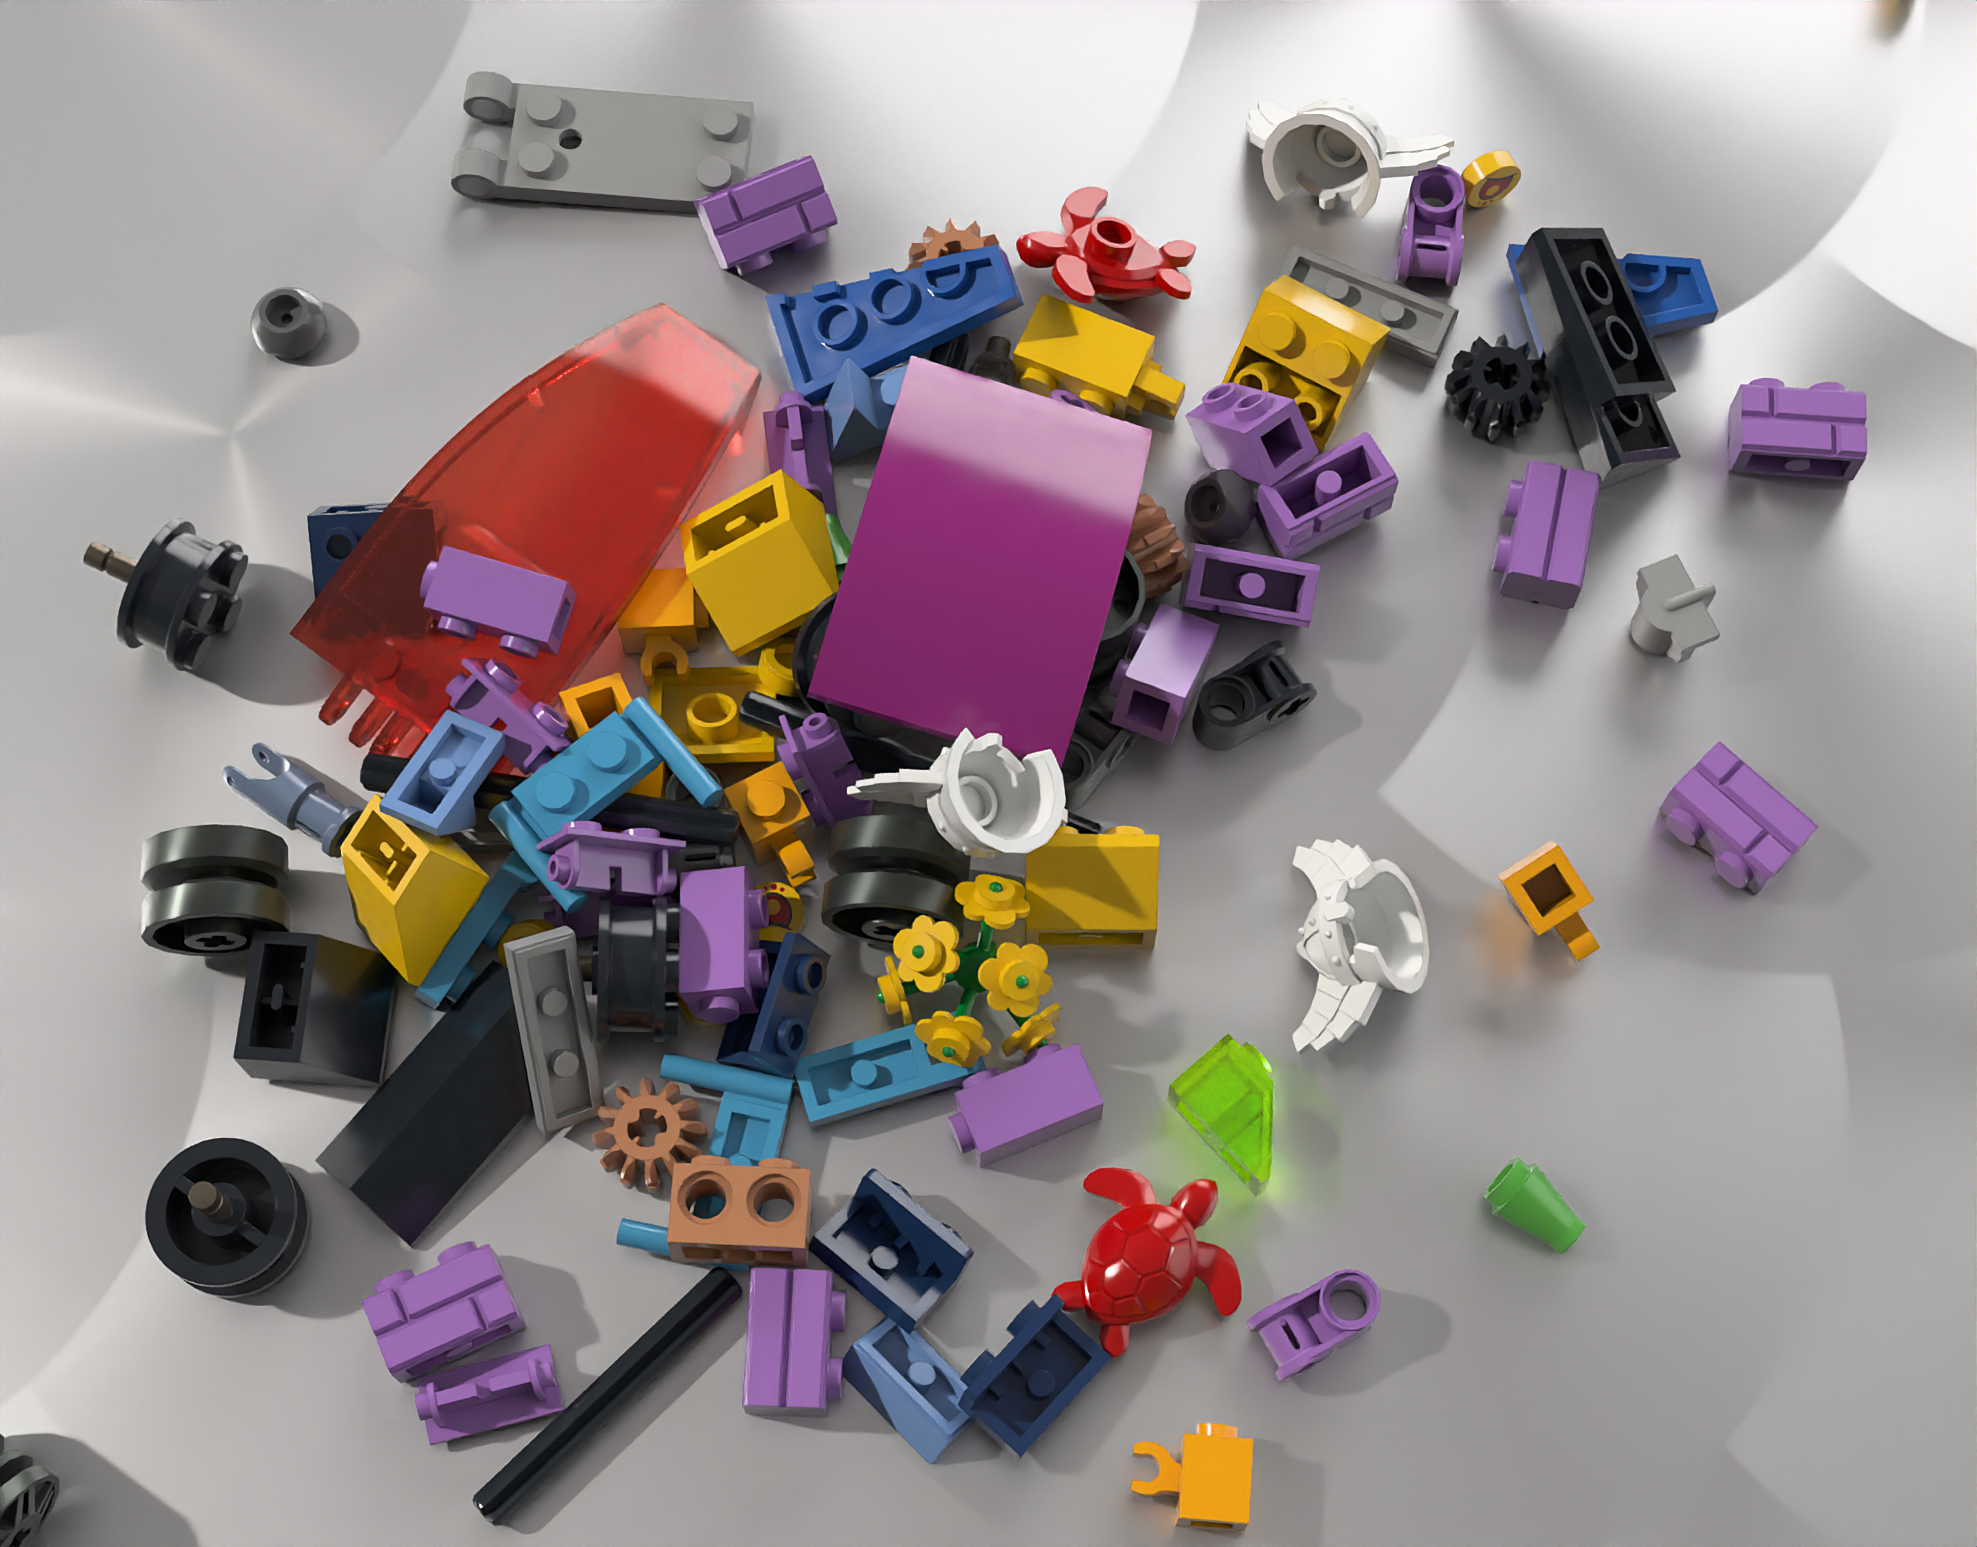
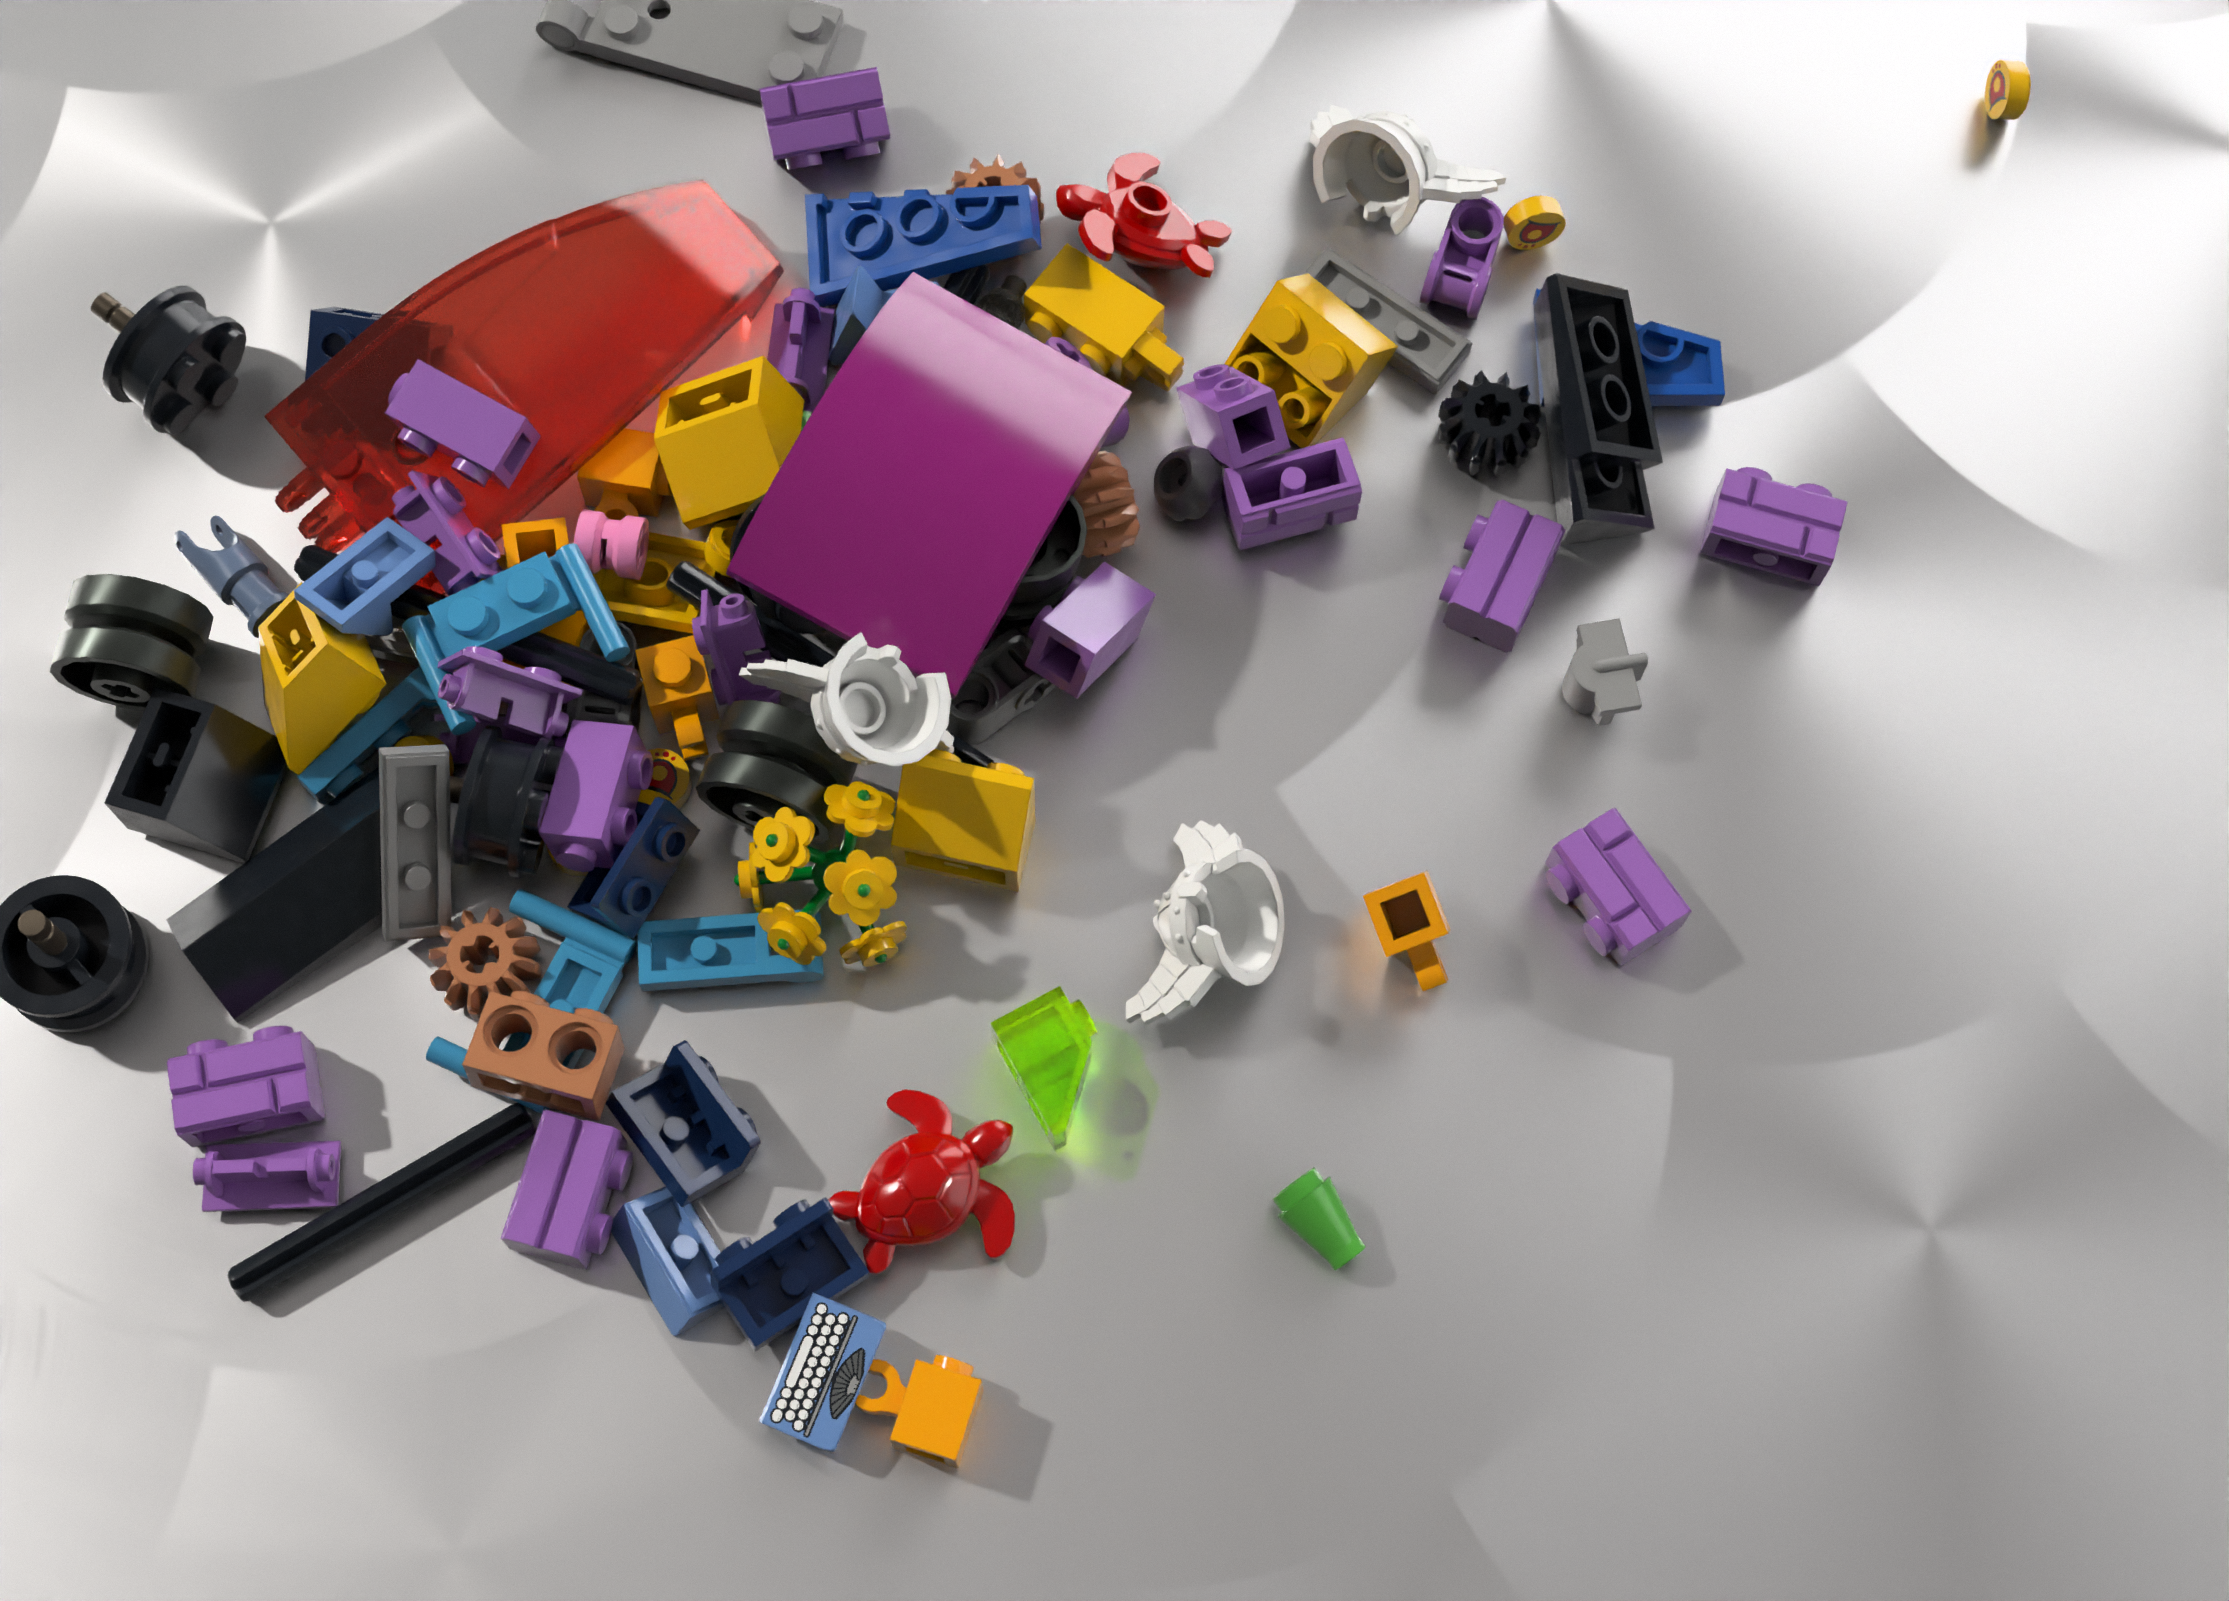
camera: 10 degrees right, 0 degrees up
(296, 337) = (352, 144): dark grey plate -> none
(685, 685) = (613, 543): none -> bright pink wheel
(1025, 1105) = (849, 1012): medium lavender brick -> none
(1094, 1467) = (823, 1372): none -> slope
(1249, 585) = (1193, 561): medium lavender brick -> none
(1258, 689) = (1181, 664): black piece -> none
(1313, 1323) = (1072, 1283): medium lavender piece -> none

